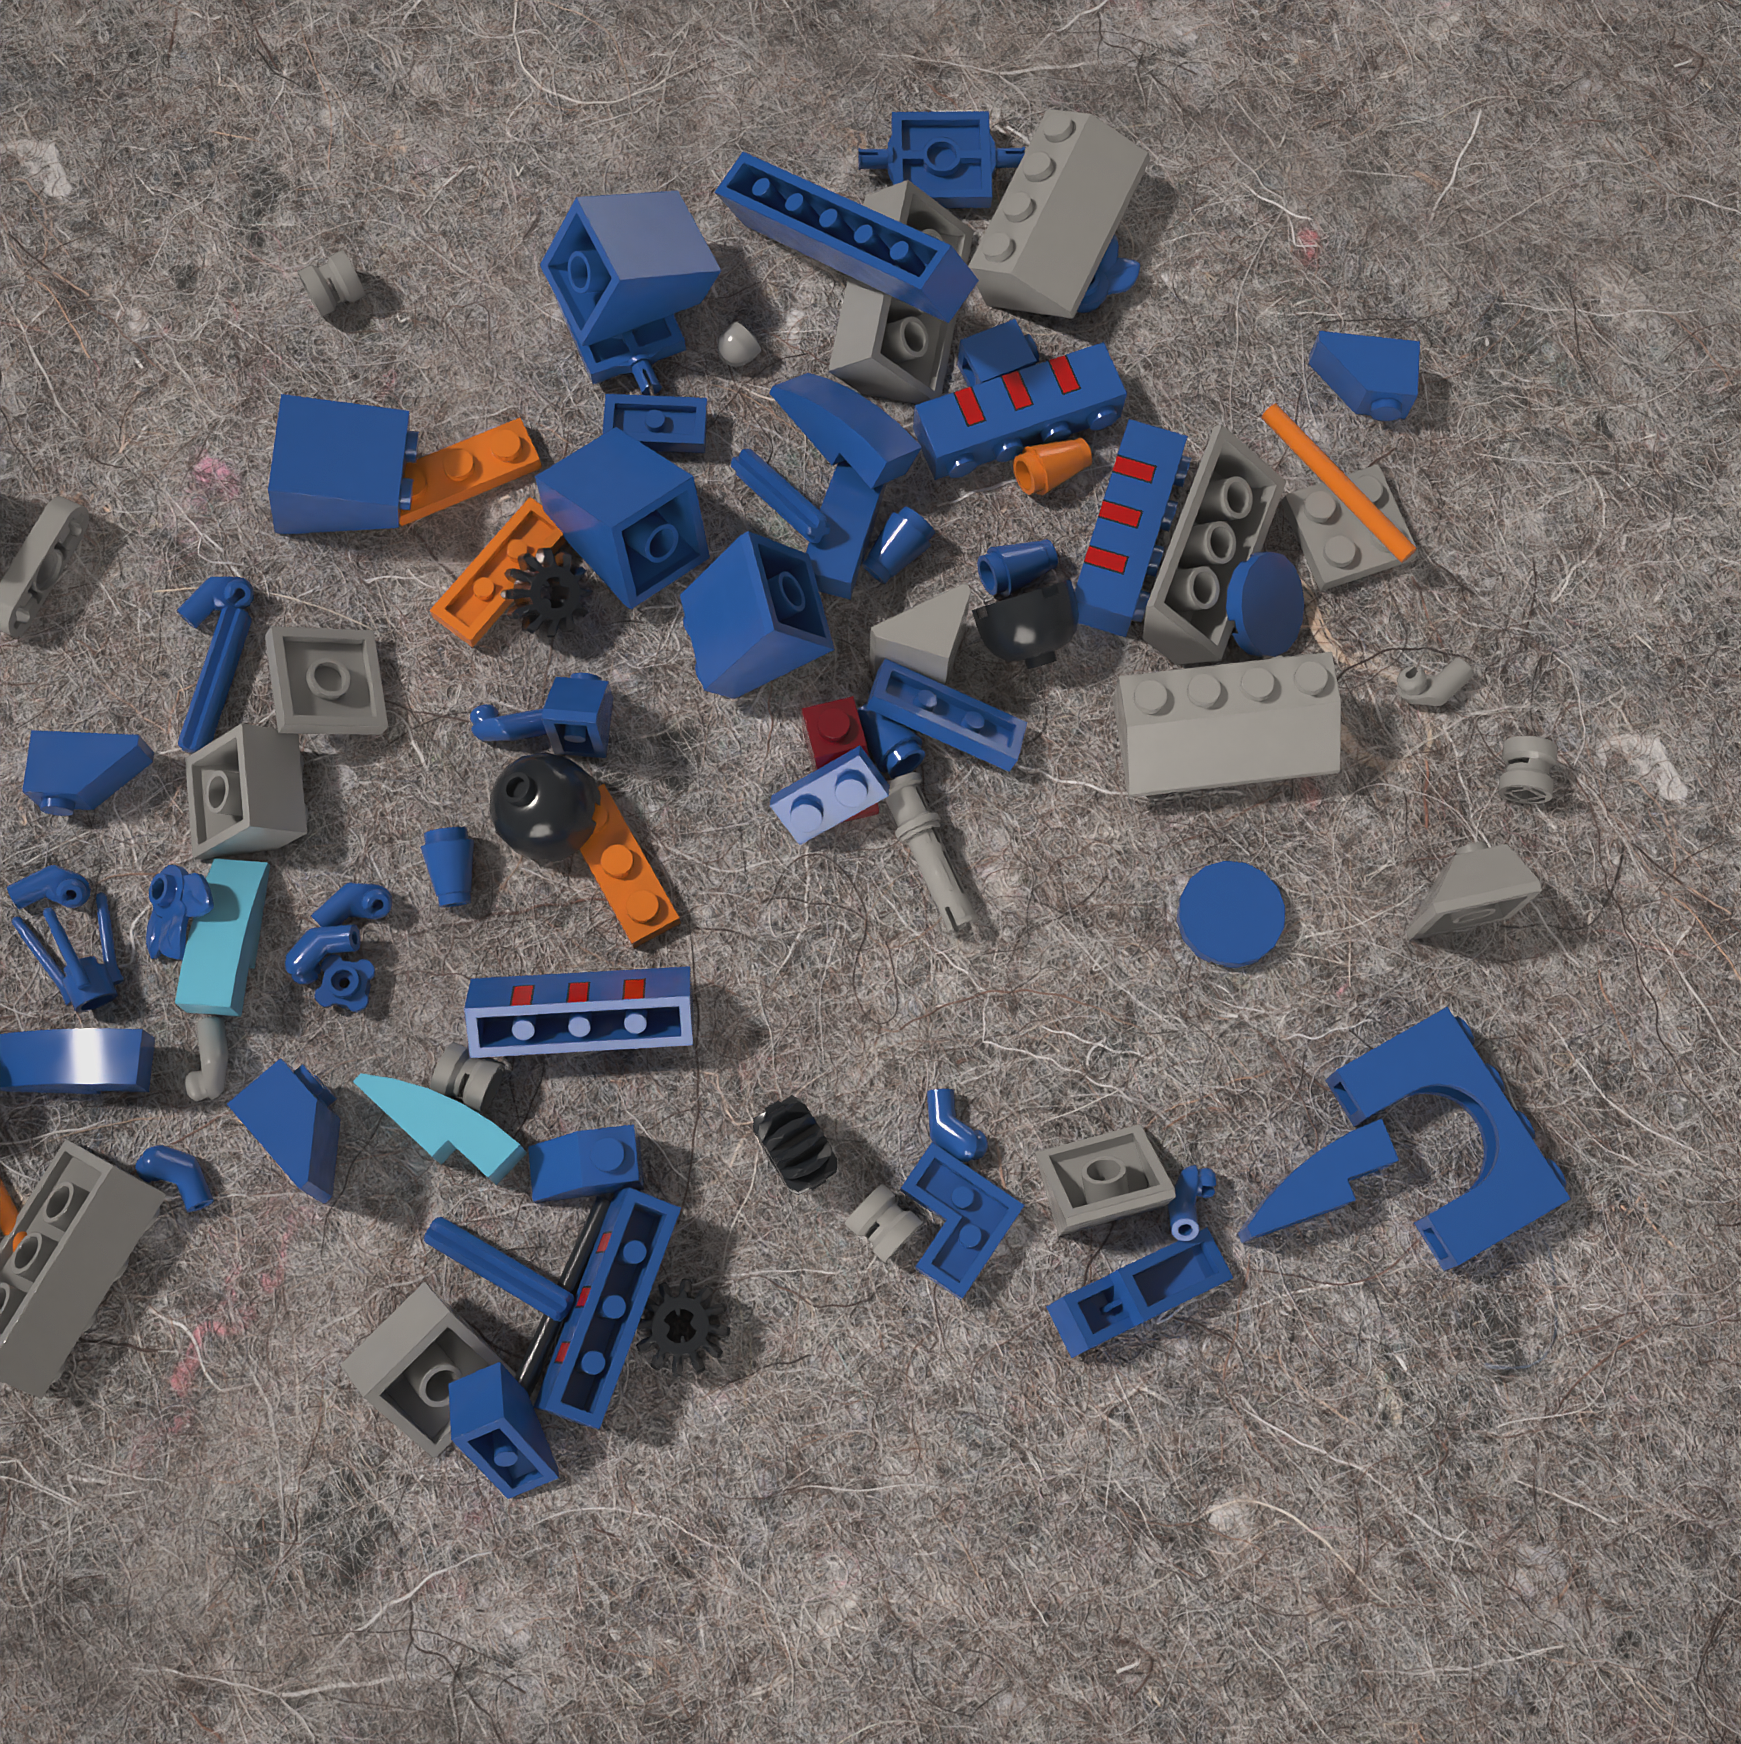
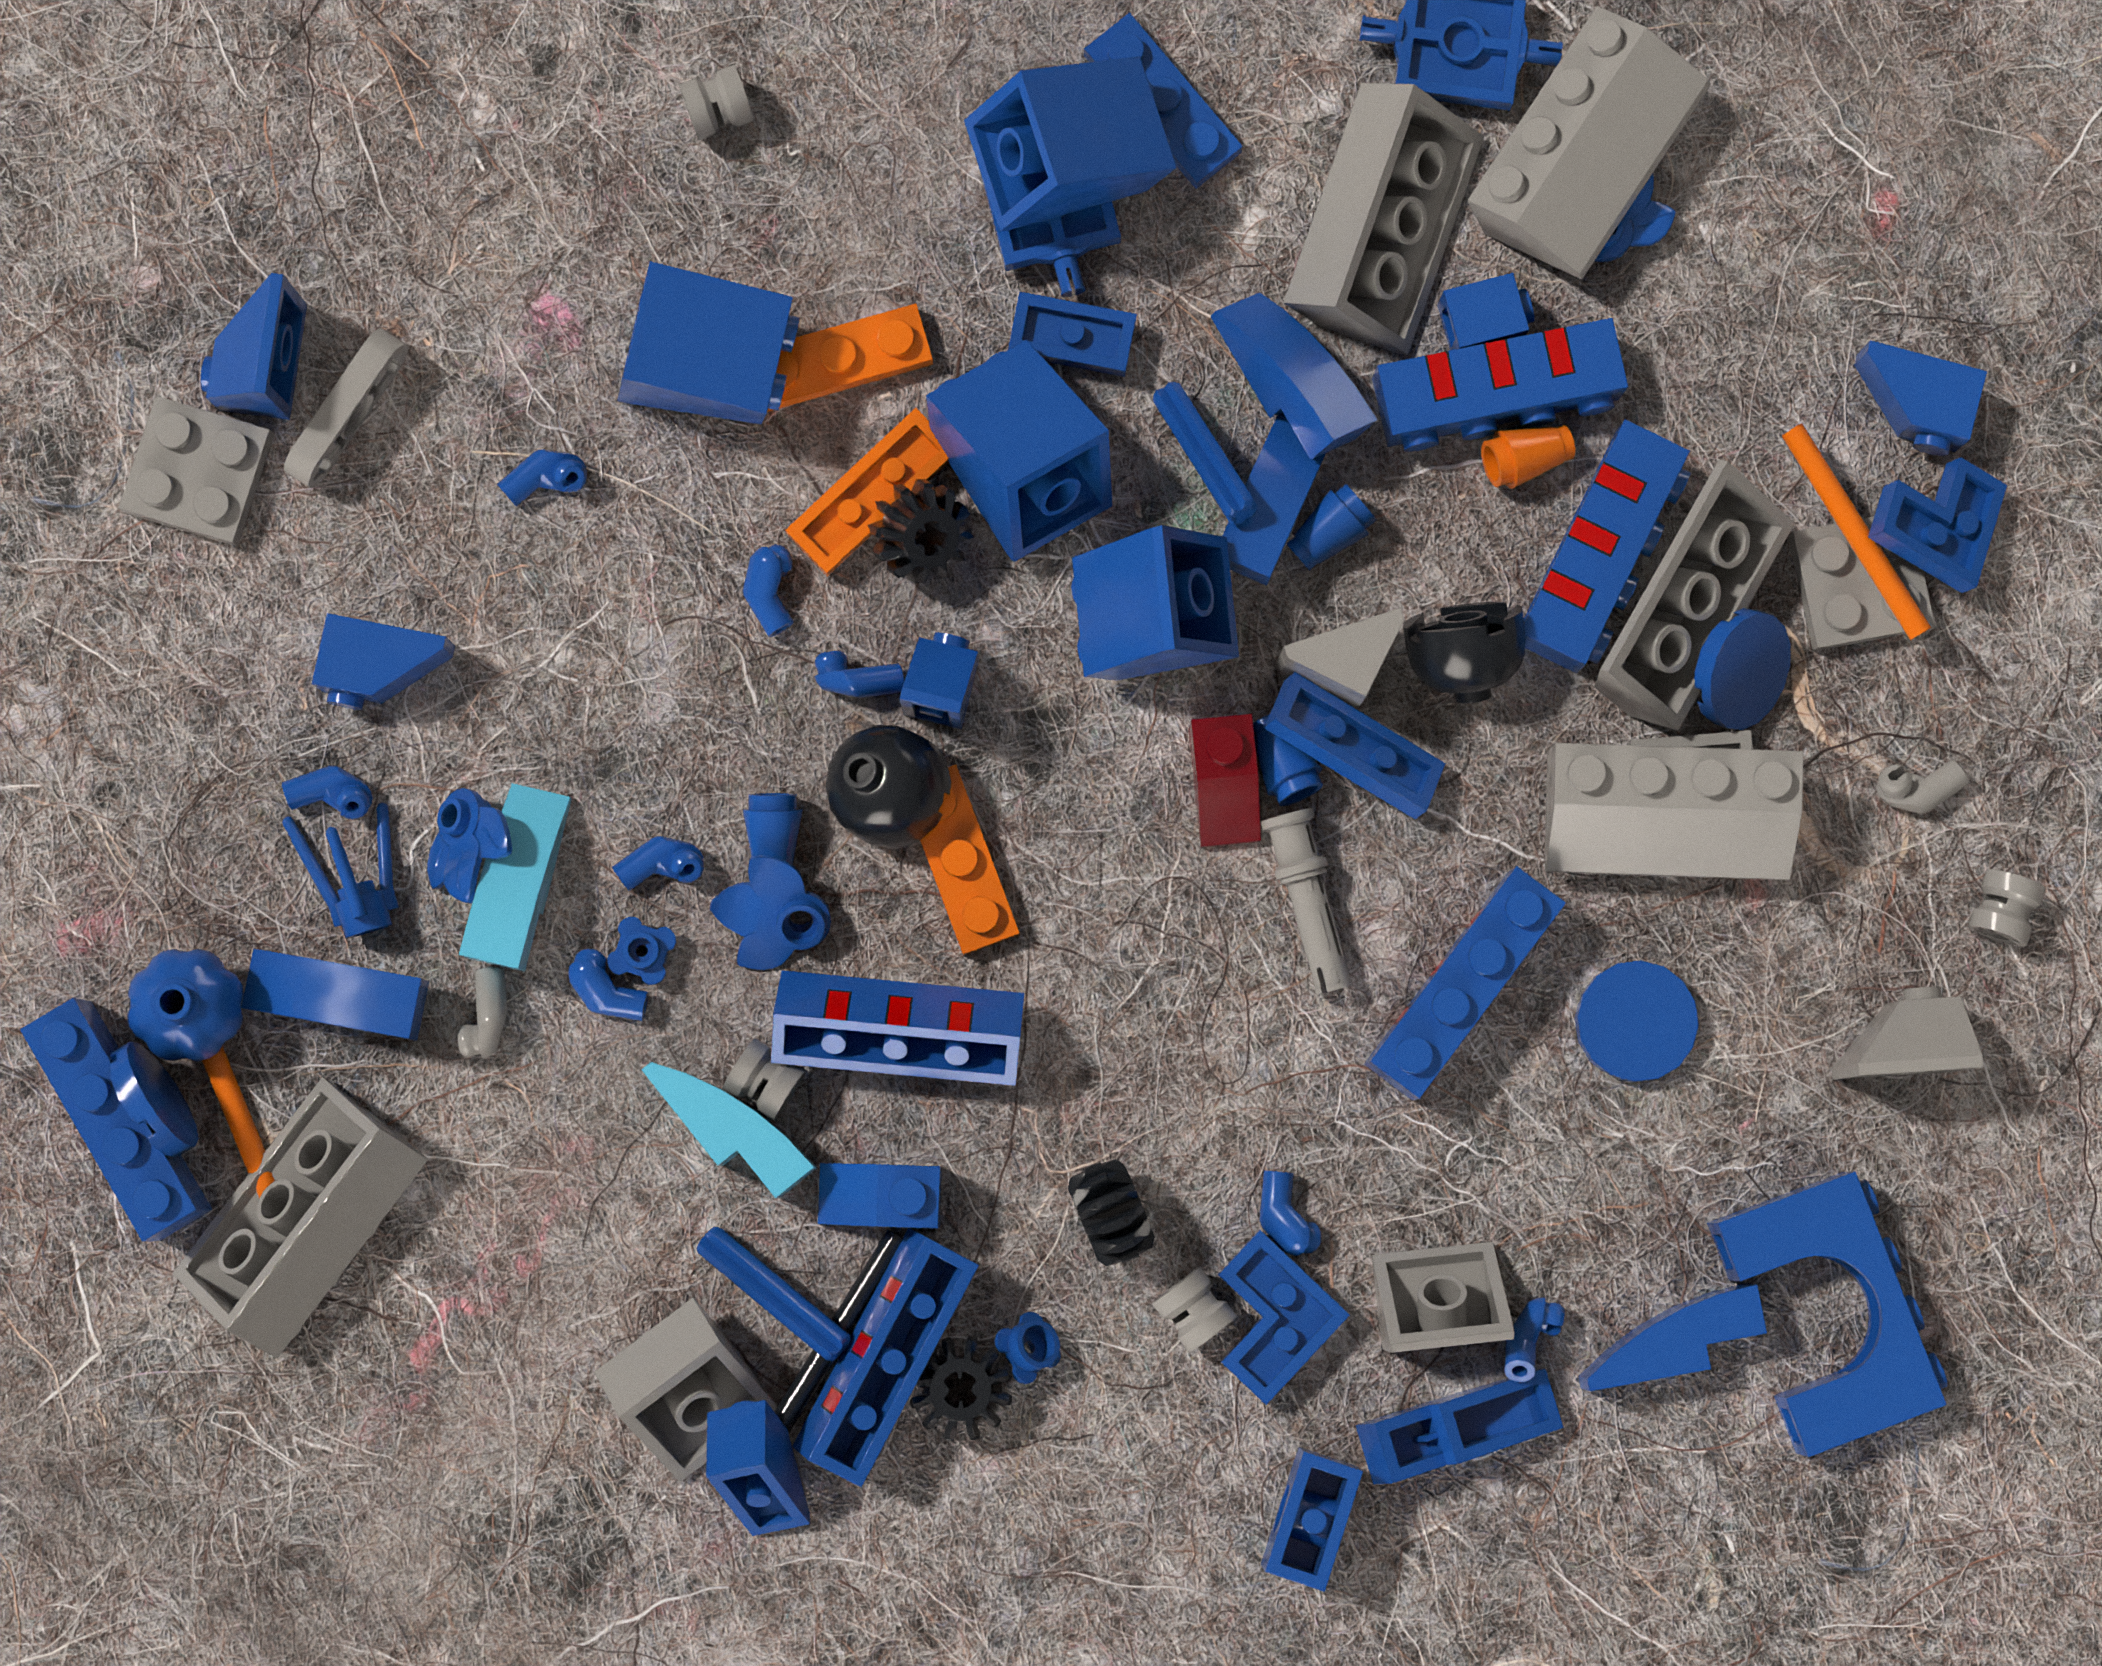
camera: 10 degrees right, 10 degrees up
(178, 1168) = (440, 1129): blue arm -> none
(215, 679) = (532, 574): blue axle -> none
(246, 793) = (555, 716): light grey slope -> none
(294, 1124) = (573, 1109): blue slope -> none
(310, 1026) = (598, 991): none -> blue arm
(311, 948) = (612, 904): blue arm -> none
(326, 681) = (659, 600): light grey plate -> none
(415, 663) = (761, 587): none -> blue arm
(449, 929) = (762, 912): none -> blue plate
(737, 345) = (1181, 250): light grey hinge -> none
(741, 261) = (1196, 133): none -> blue plate
(748, 1272) = (1042, 1342): none -> blue plate
(829, 795) = (1208, 822): plate -> none
(848, 236) = (1329, 154): blue brick -> none
(1015, 565) = (1461, 573): blue cone -> none
(1020, 1394) = (1311, 1519): none -> blue brick
(1075, 901) = (1464, 983): none -> blue brick
(1408, 474) = (1946, 534): none -> blue plate

